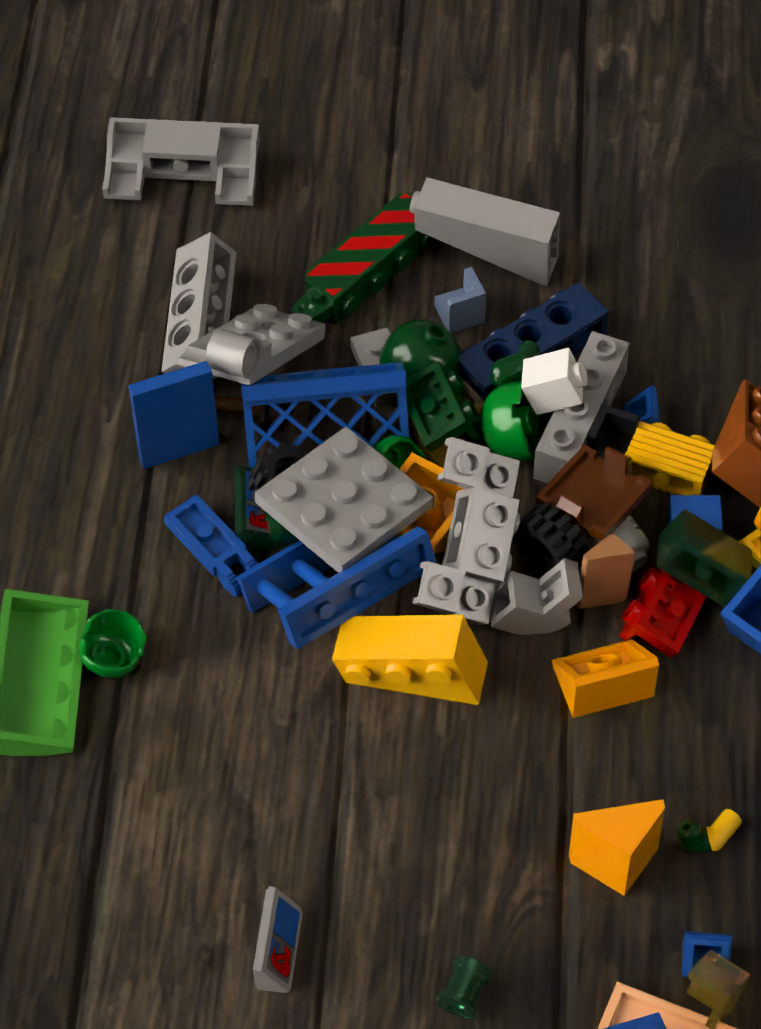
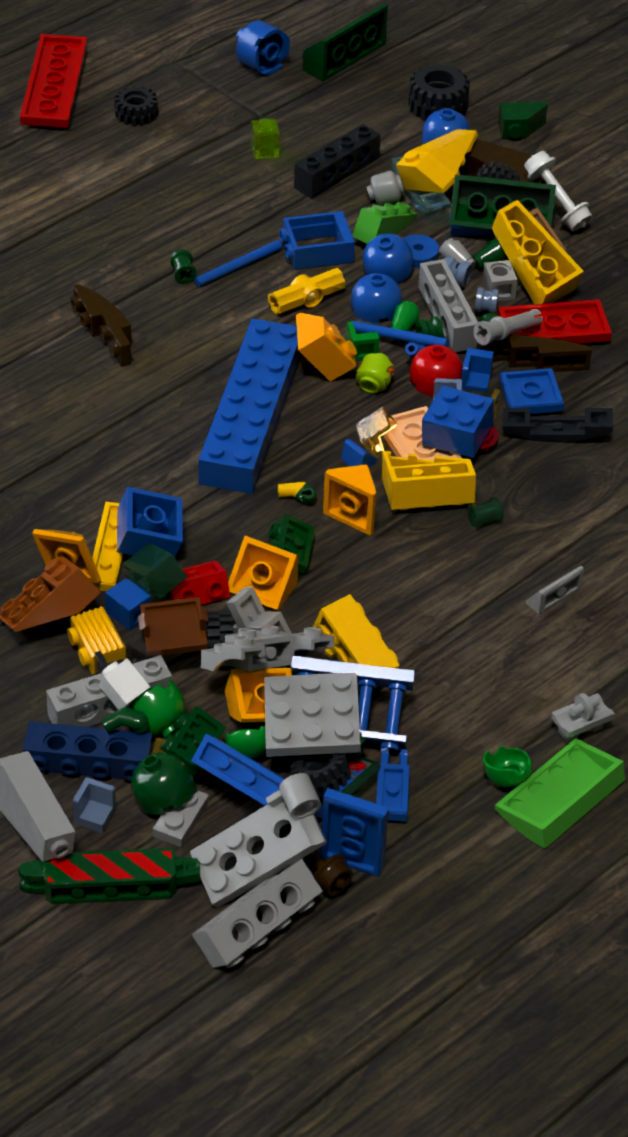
camera: 140 degrees left, 10 degrees down
(82, 770) = (582, 716): none -> light grey hips
(181, 152) = (145, 1039): light grey bracket -> none
(577, 955) = (427, 482): none -> yellow wedge
(606, 573) = (213, 592): medium nougat slope -> none
(625, 742) = (293, 537): none -> dark green bracket
(645, 406) = (73, 671): blue slope -> none

